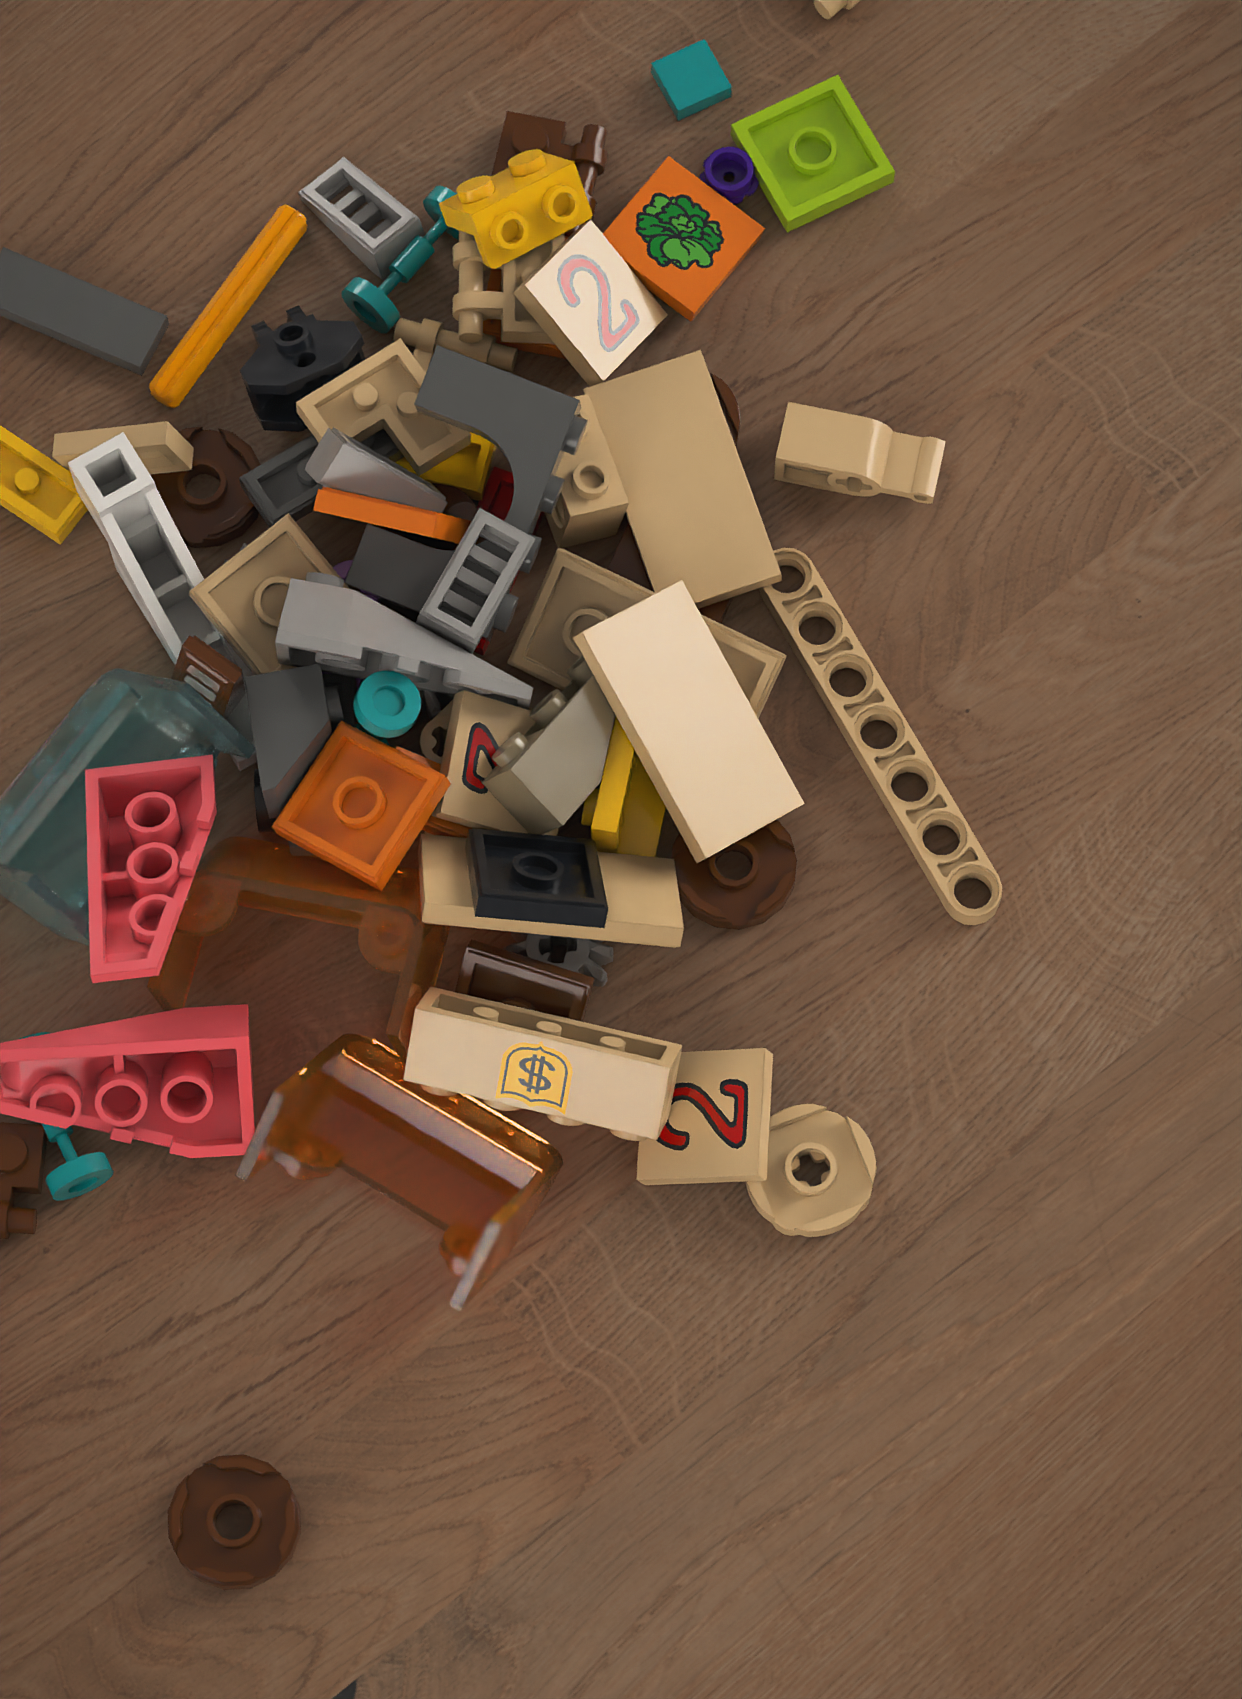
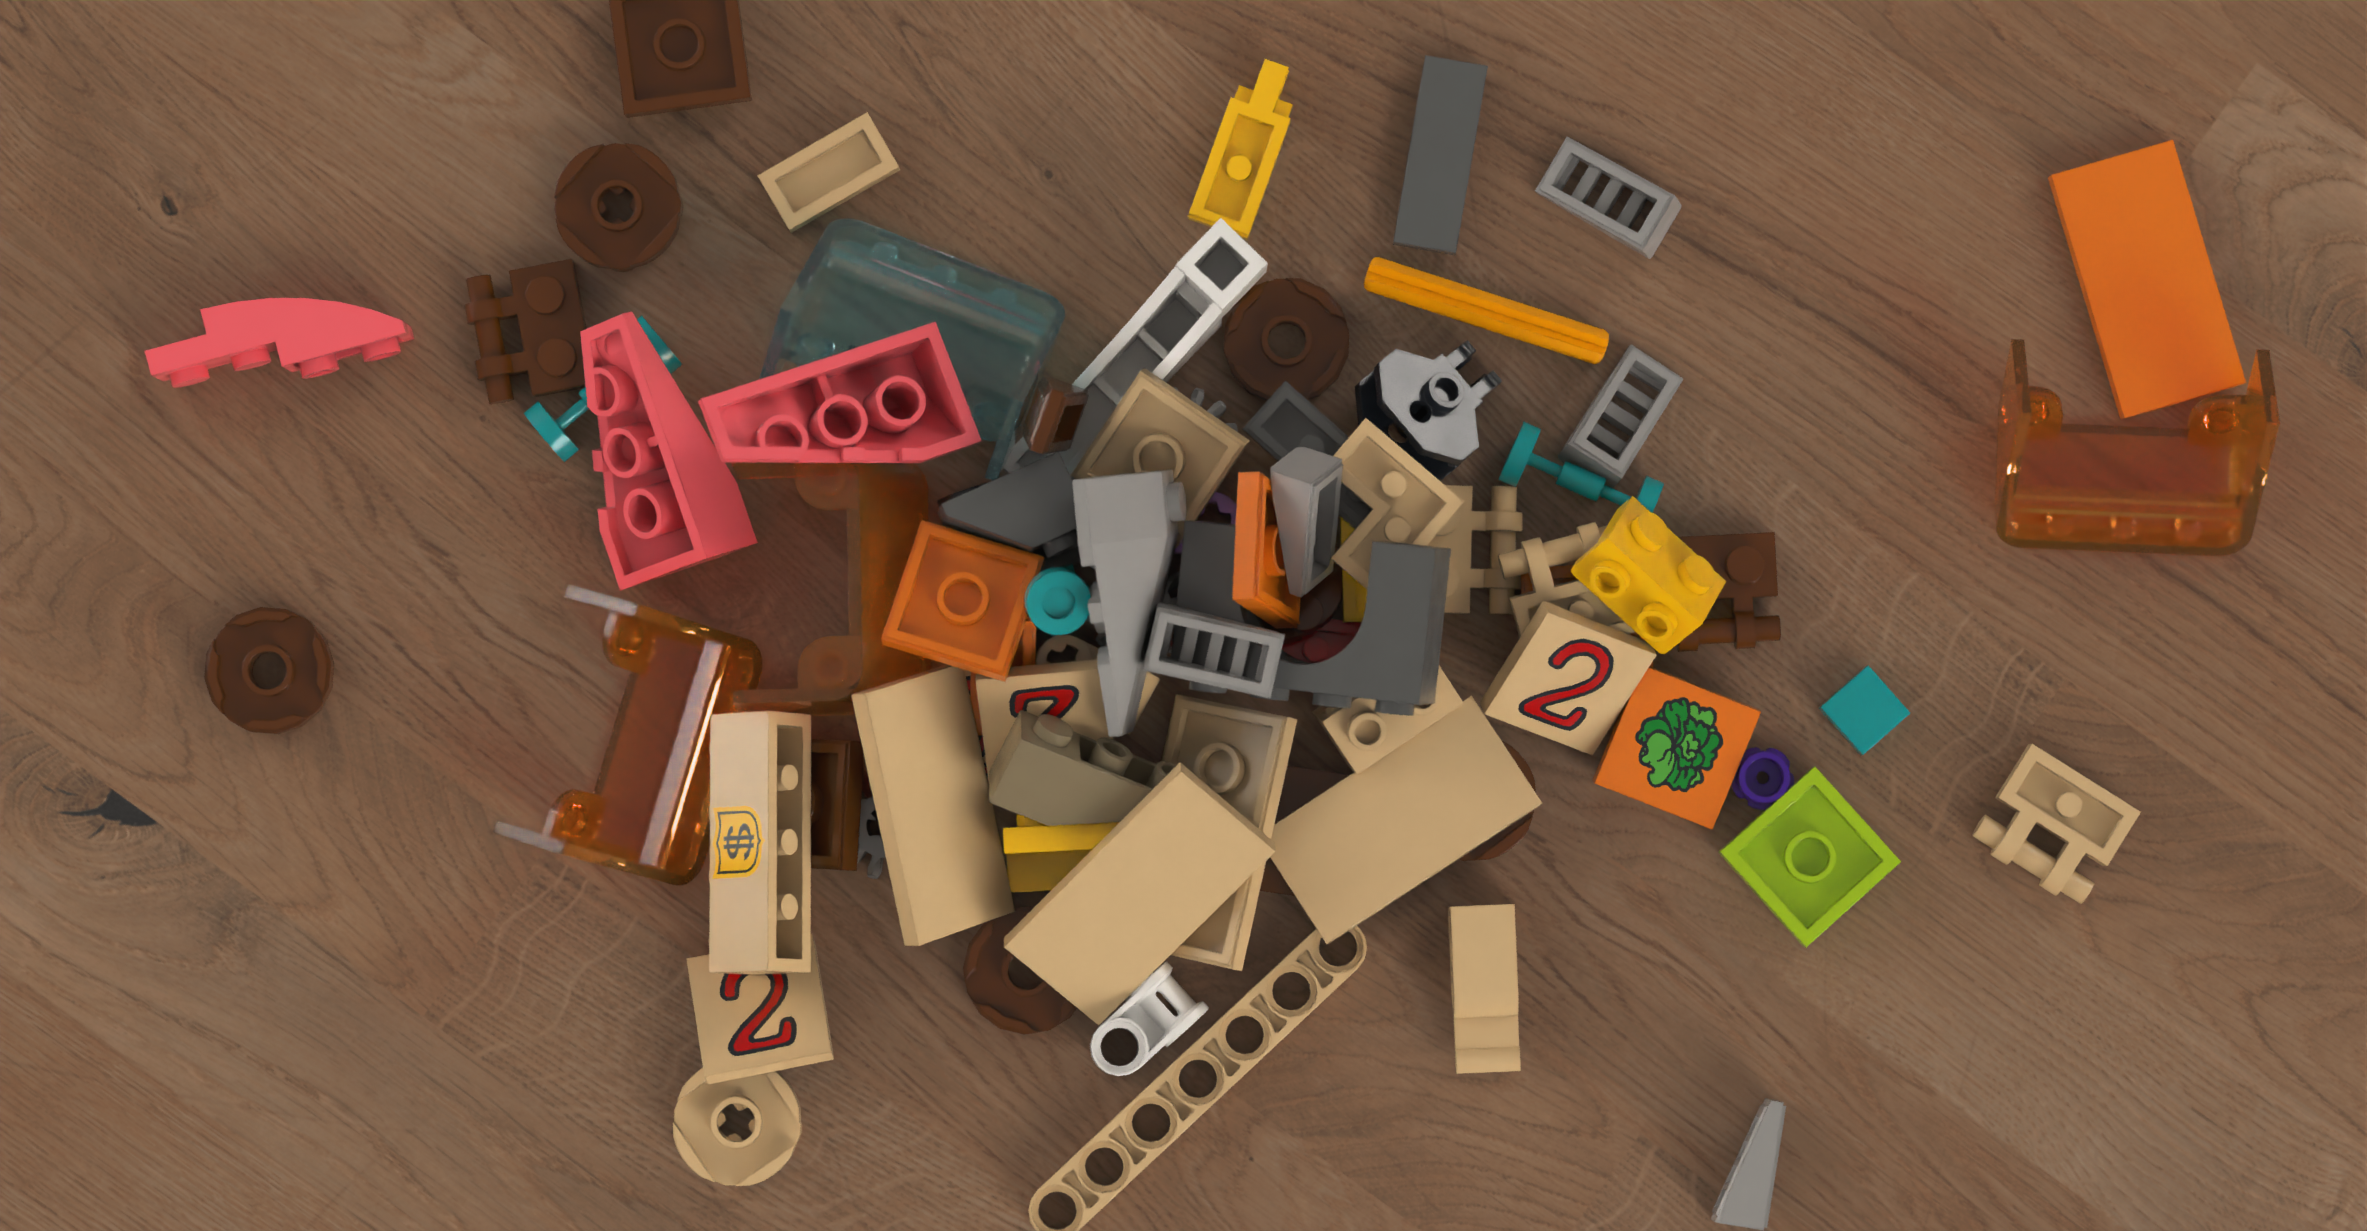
camera: 75 degrees right, 15 degrees up
(156, 148) = (1655, 225): none -> light grey slope
(157, 445) = (1288, 255): tan tile -> none
(535, 878) = (931, 790): black tile -> none
(817, 759) = (1149, 1020): none -> white piece
(1090, 266) = (1750, 1183): none -> light grey slope

